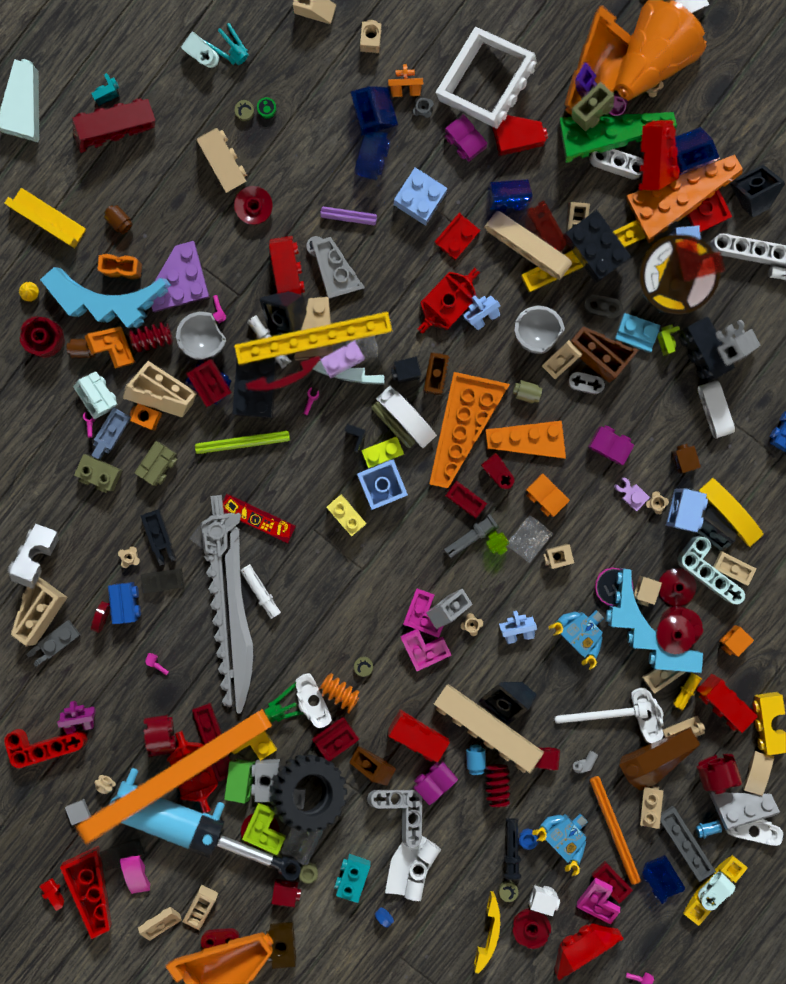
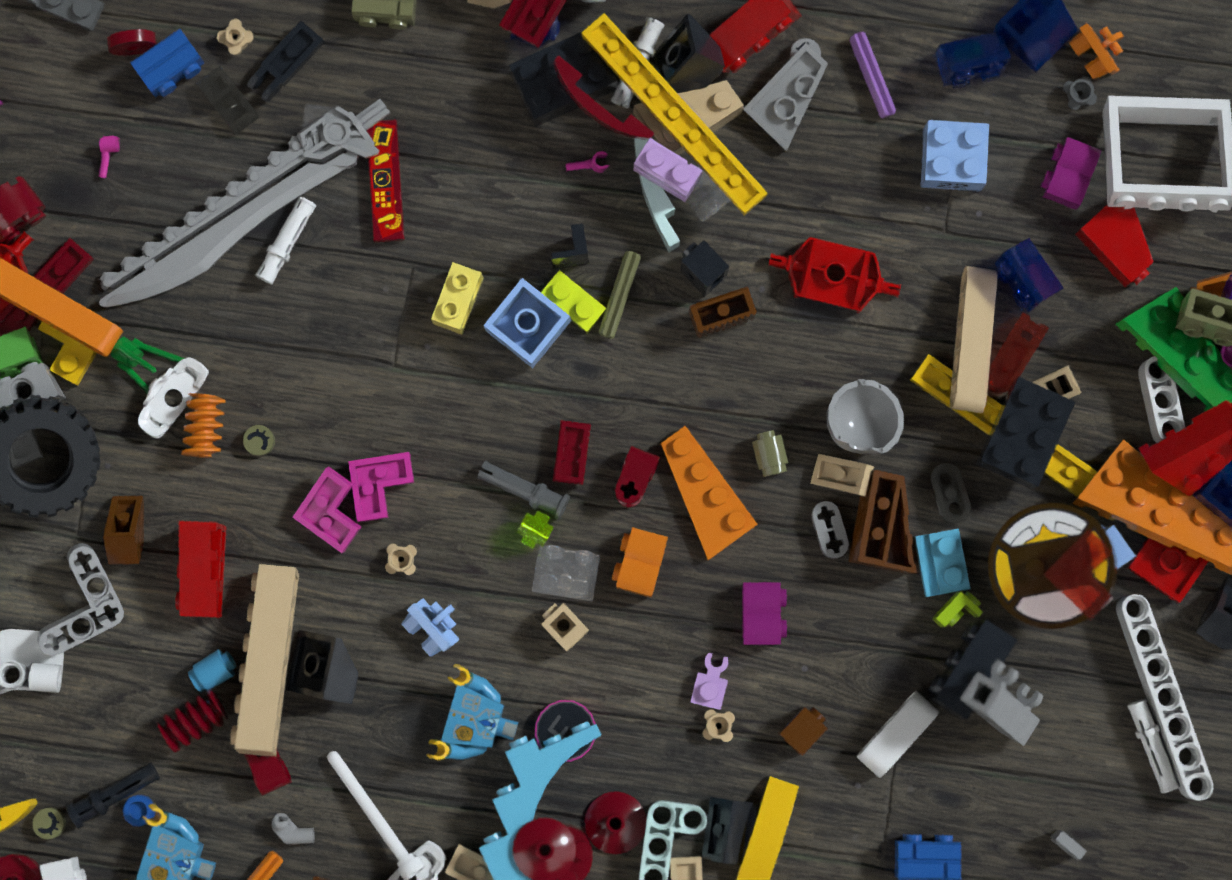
camera: 65 degrees right, 5 degrees down
(242, 442) = (479, 103): lime axle -> none
(335, 739) = (136, 457): dark red plate -> none
(406, 416) = (639, 305): white arch -> none
(435, 782) = (150, 630): magenta brick -> none
(449, 608) = (405, 510): light grey brick -> none
(457, 236) = (930, 238): red plate -> none
(465, 416) = (693, 386): orange wing -> none
(480, 309) = (847, 323): light blue hips -> none
(646, 591) = (584, 780): tan brick -> none
(687, 510) = (731, 769): light blue brick -> none

